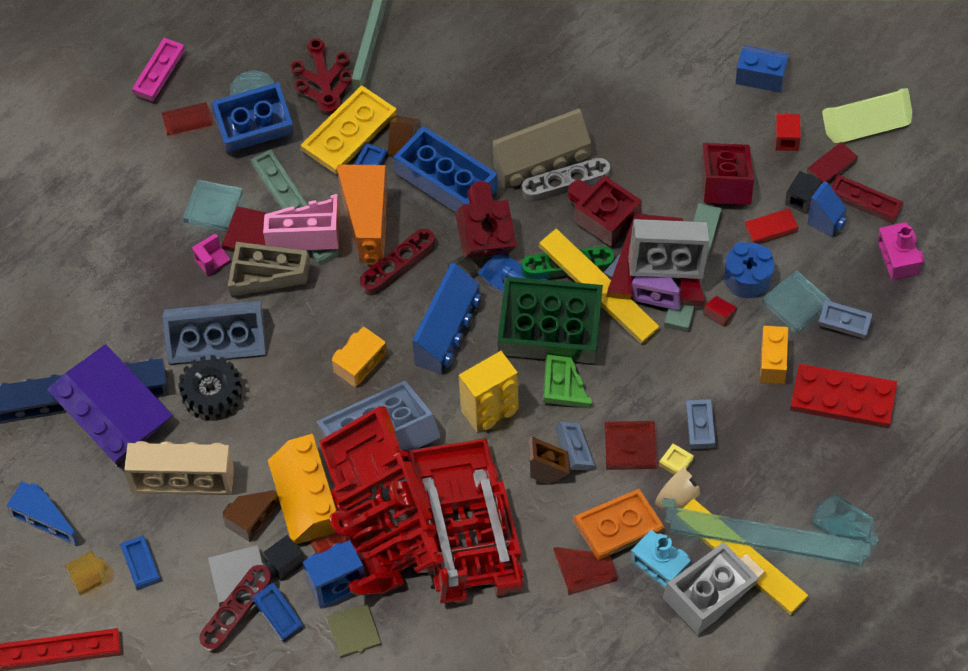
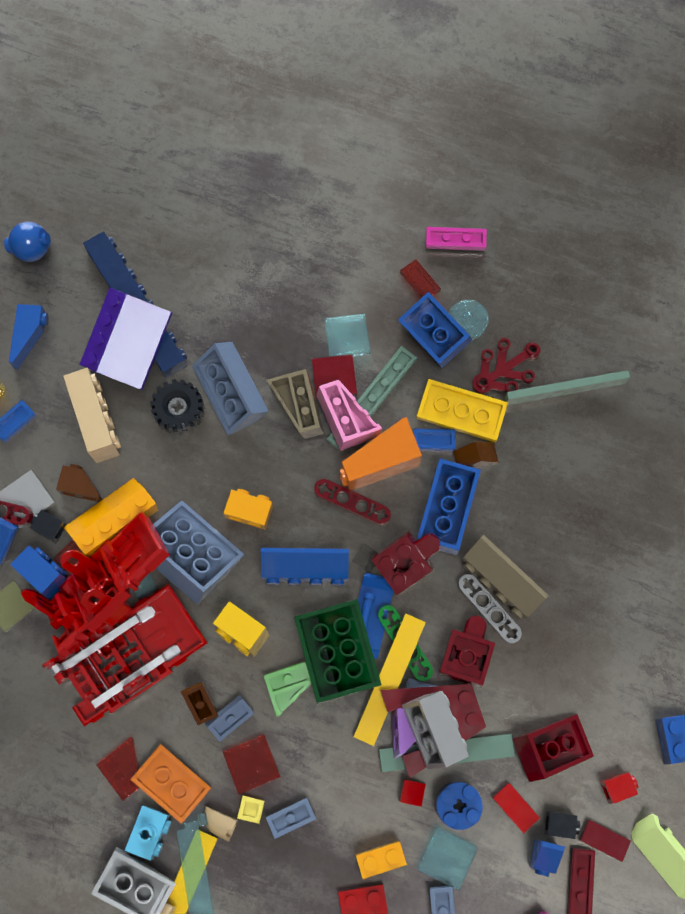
camera: 65 degrees right, 15 degrees up
(210, 255) = (298, 354): dark pink panel -> none

